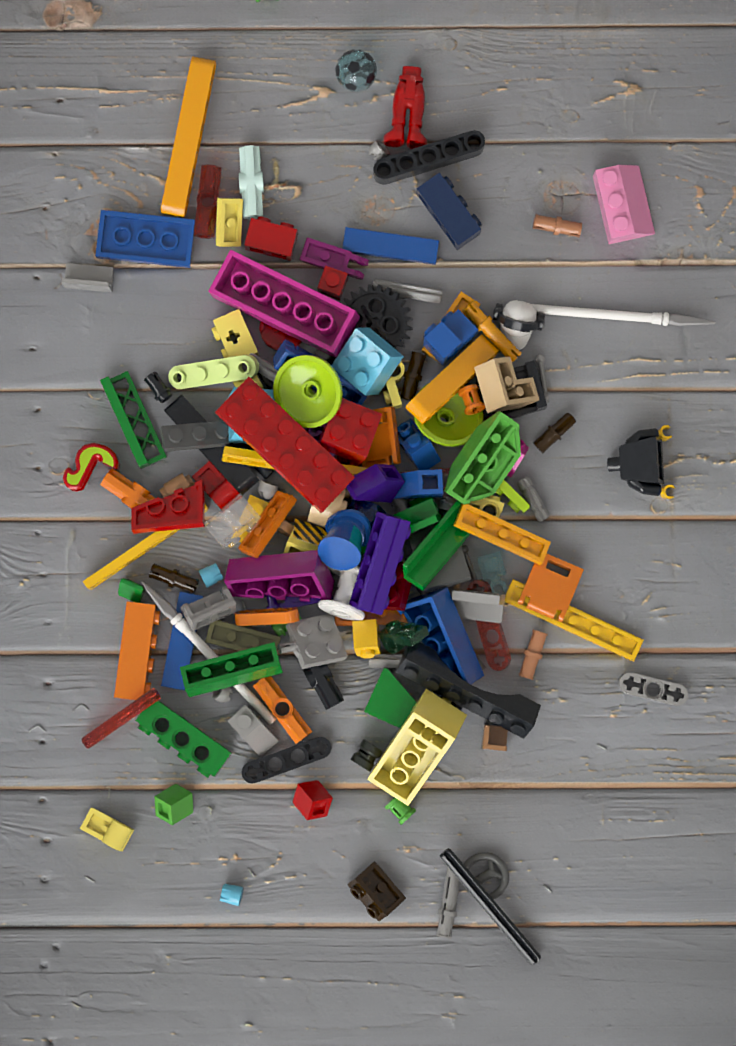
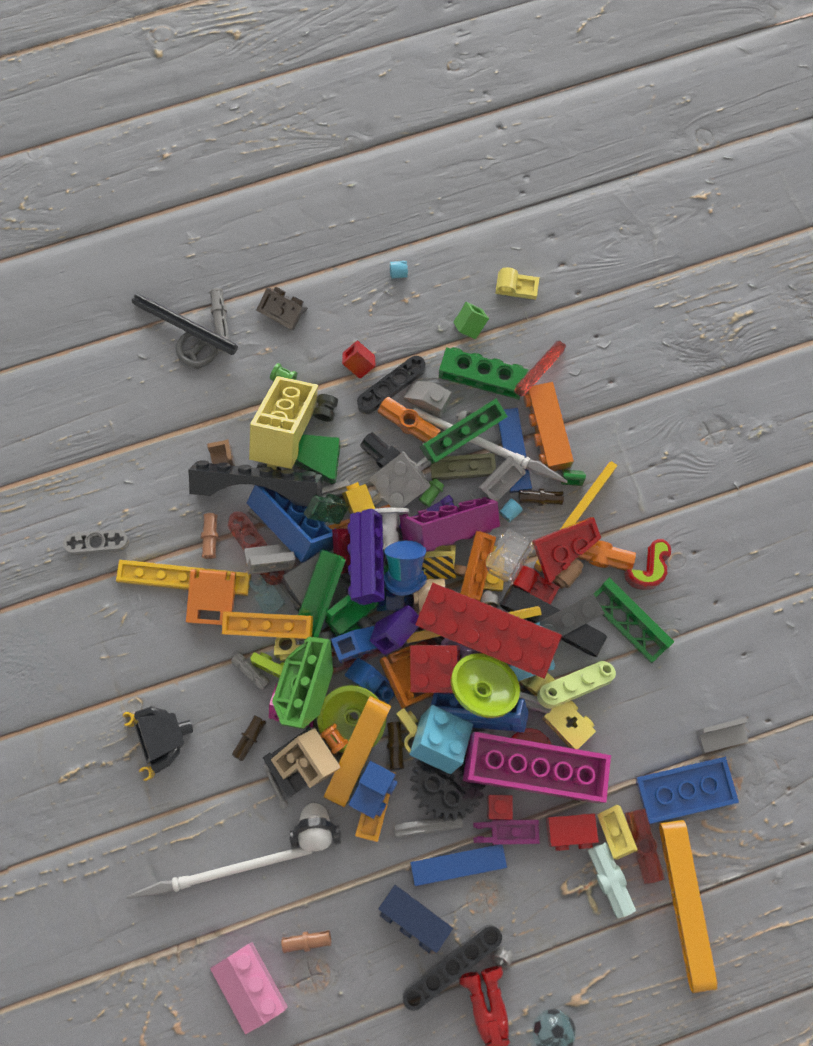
camera: 160 degrees right, 10 degrees down
(157, 386) = (619, 656): black pin -> none
(266, 616) = (449, 488): orange beam -> none
(490, 330) = (343, 815): light orange pin -> none

